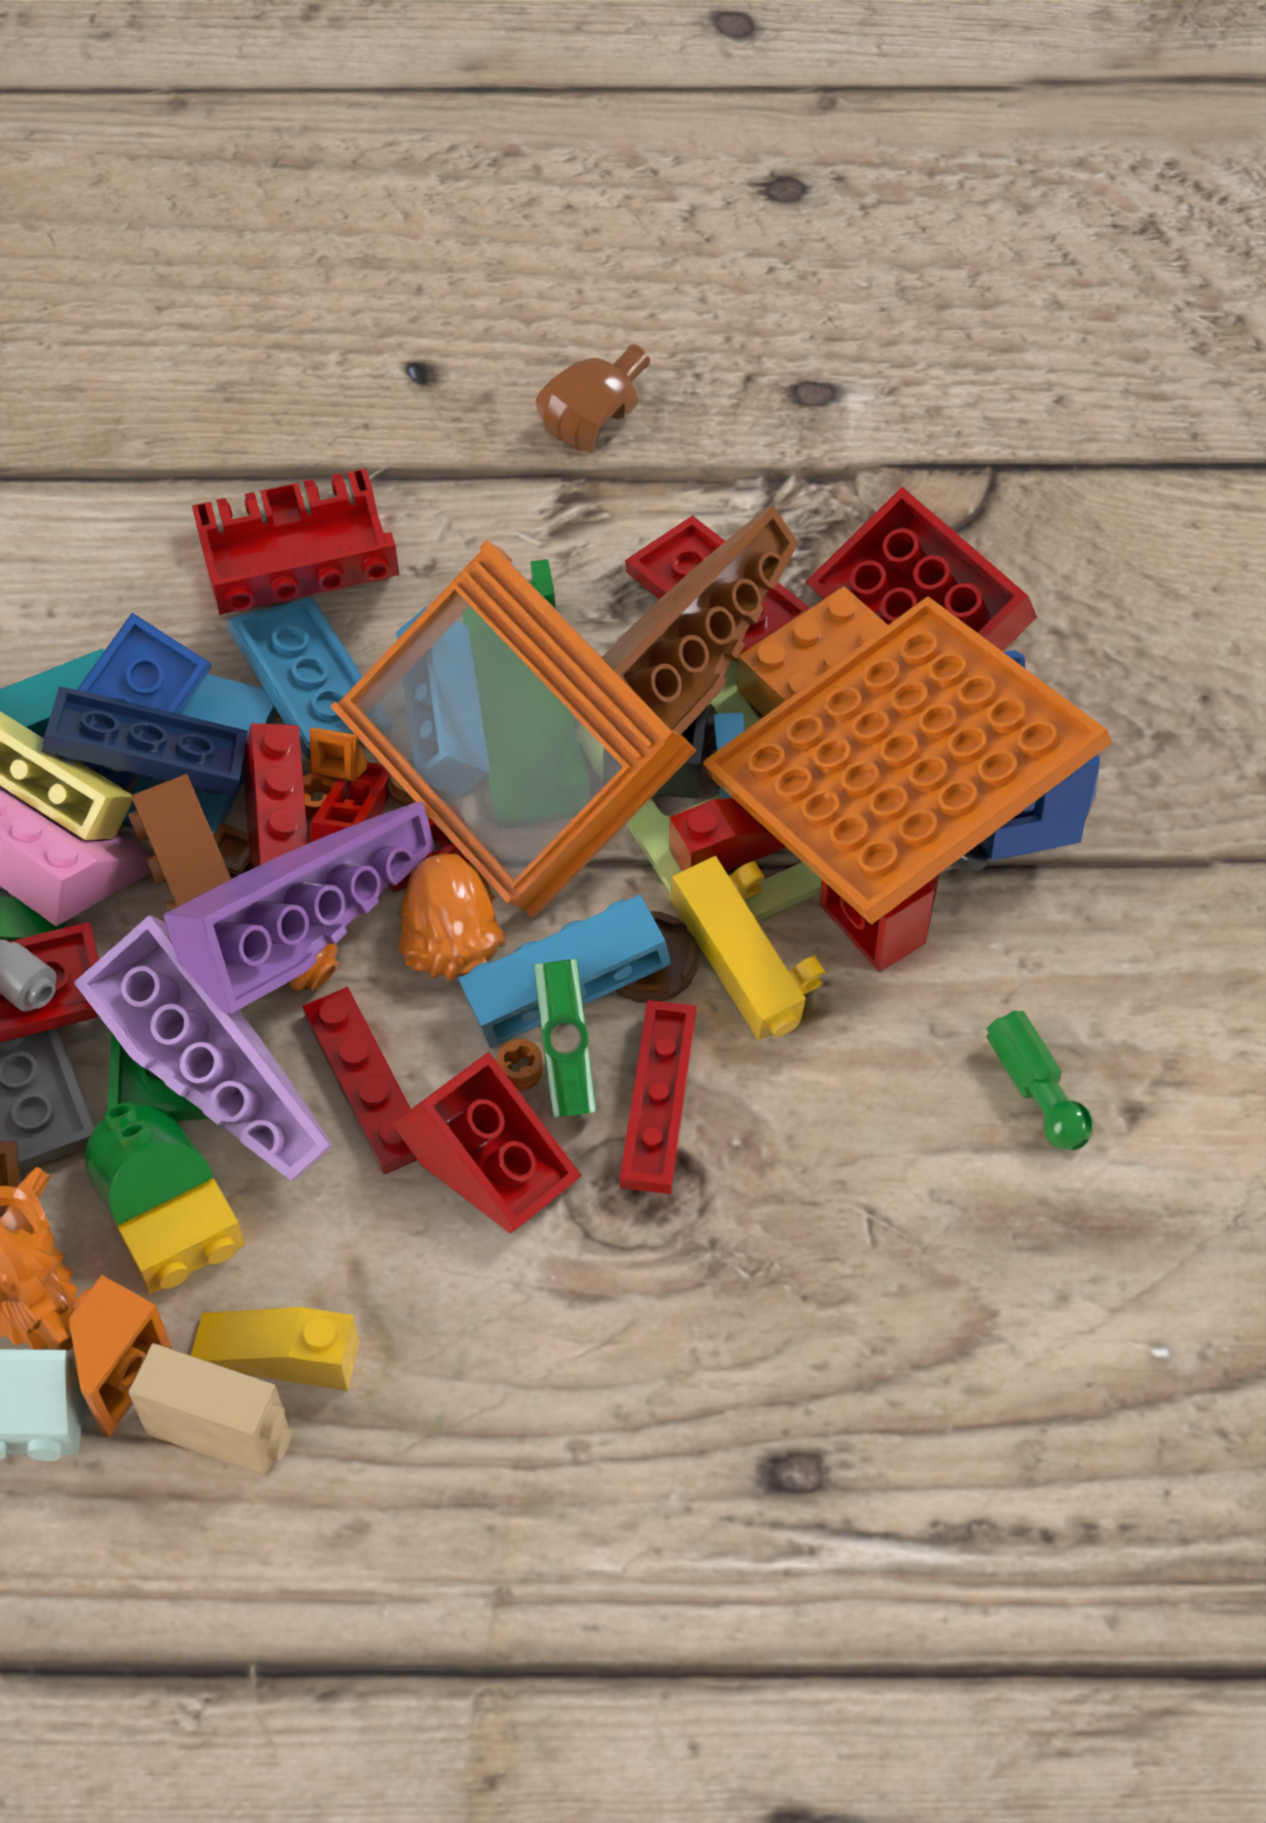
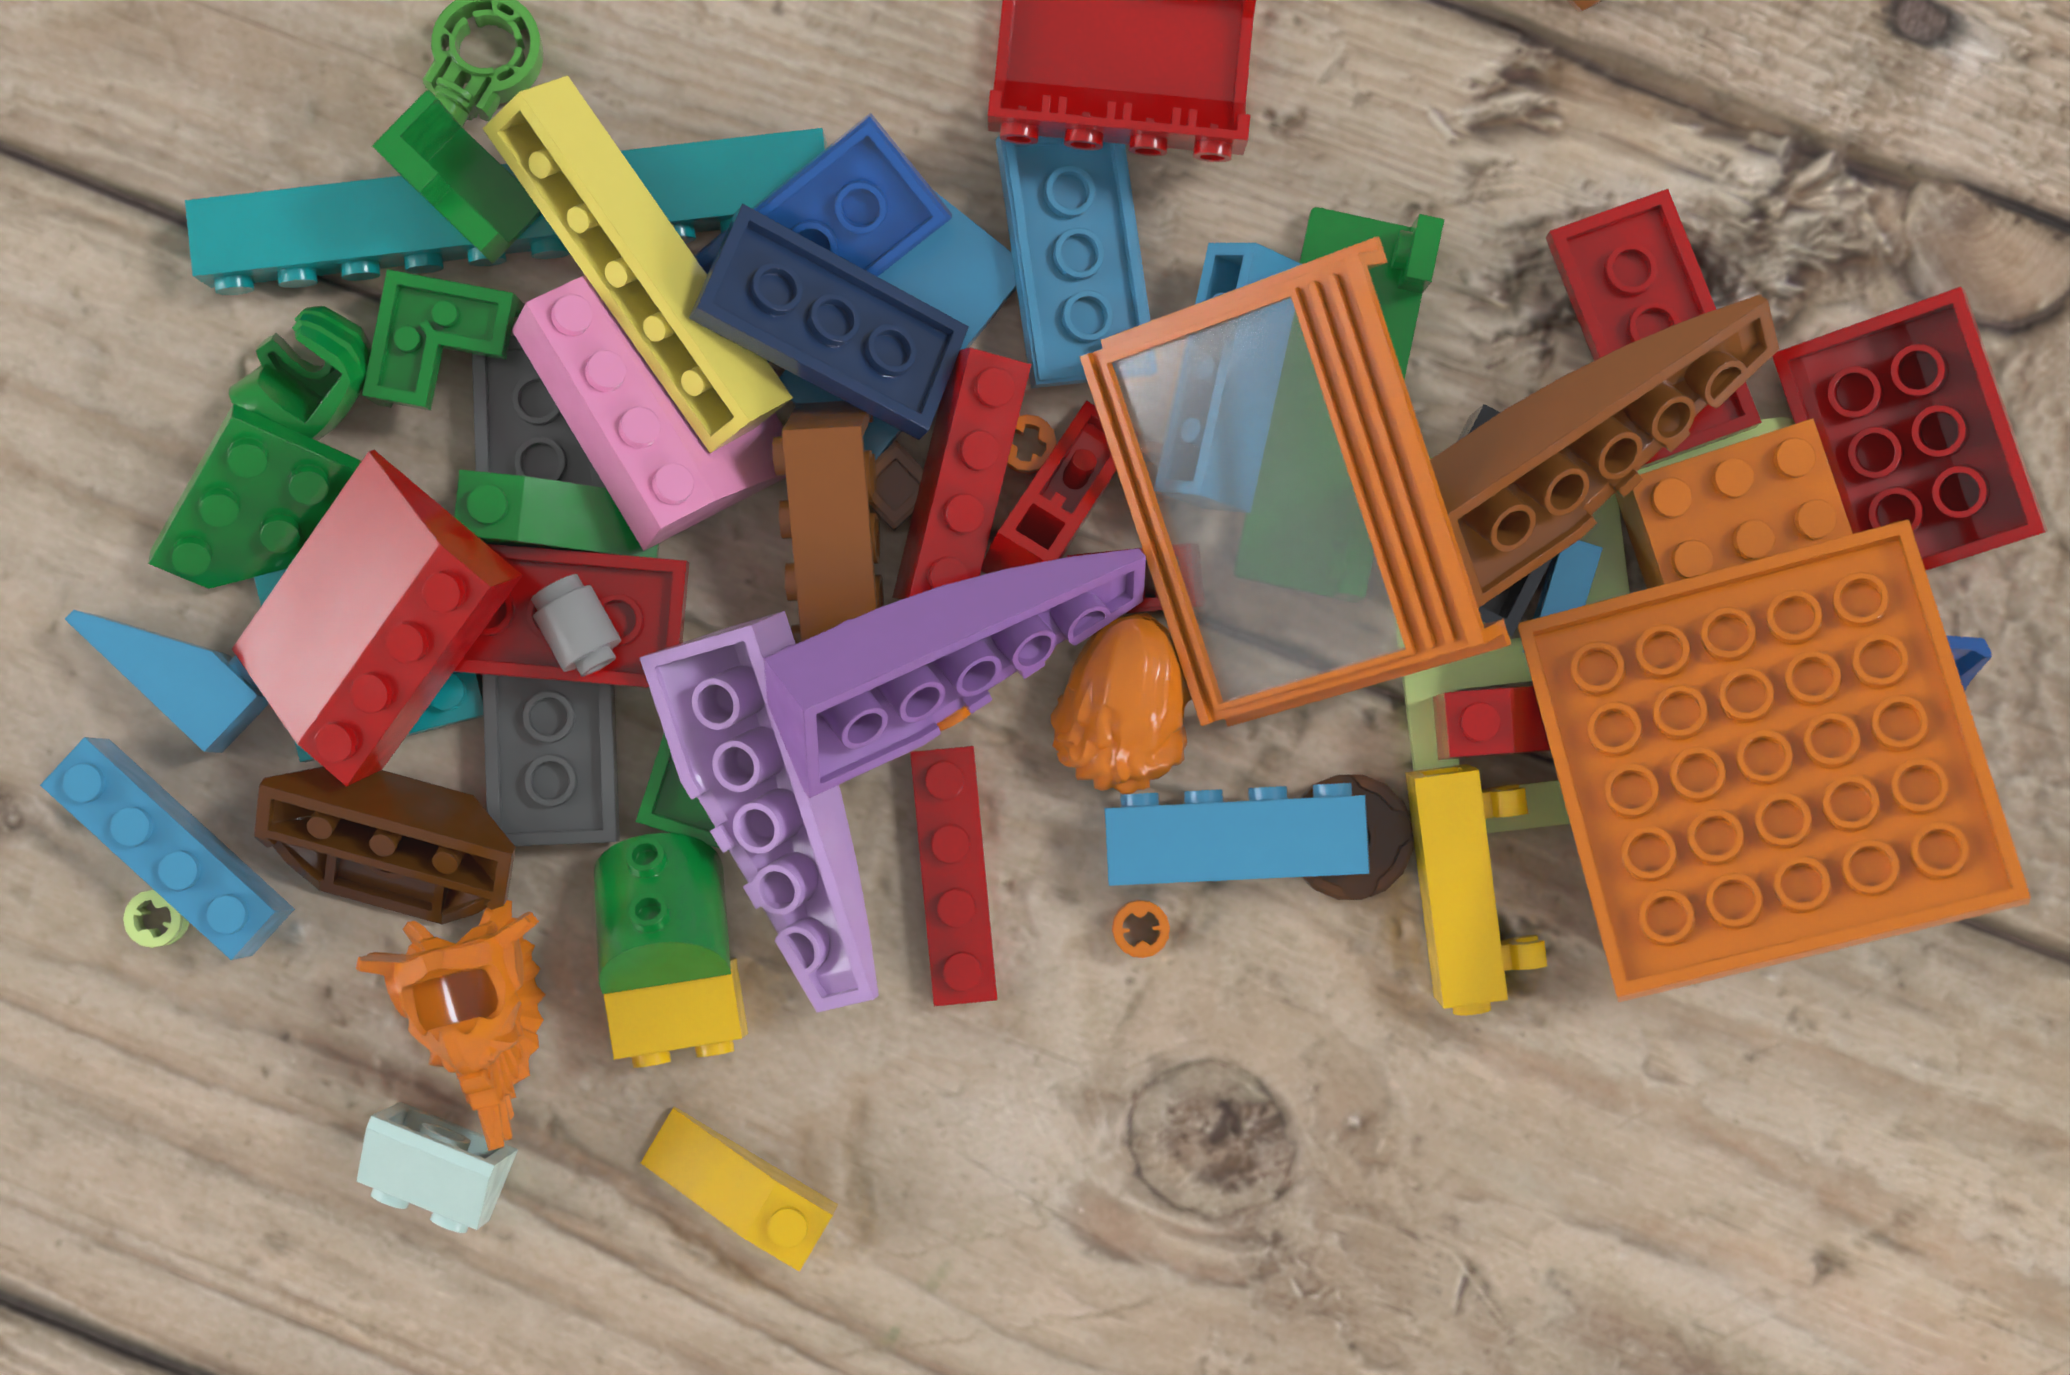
camera: 15 degrees right, 30 degrees up
(110, 1341) = (552, 1142): orange slope -> none
(210, 1409) = (642, 1265): tan brick -> none
(336, 754) = (1065, 416): orange slope -> none
(488, 1145) = (1061, 1037): red slope -> none
(567, 1072) = (1206, 919): green piece -> none
(658, 1097) = (1286, 1039): red plate -> none
(1037, 1076) = (1739, 1188): green piece -> none

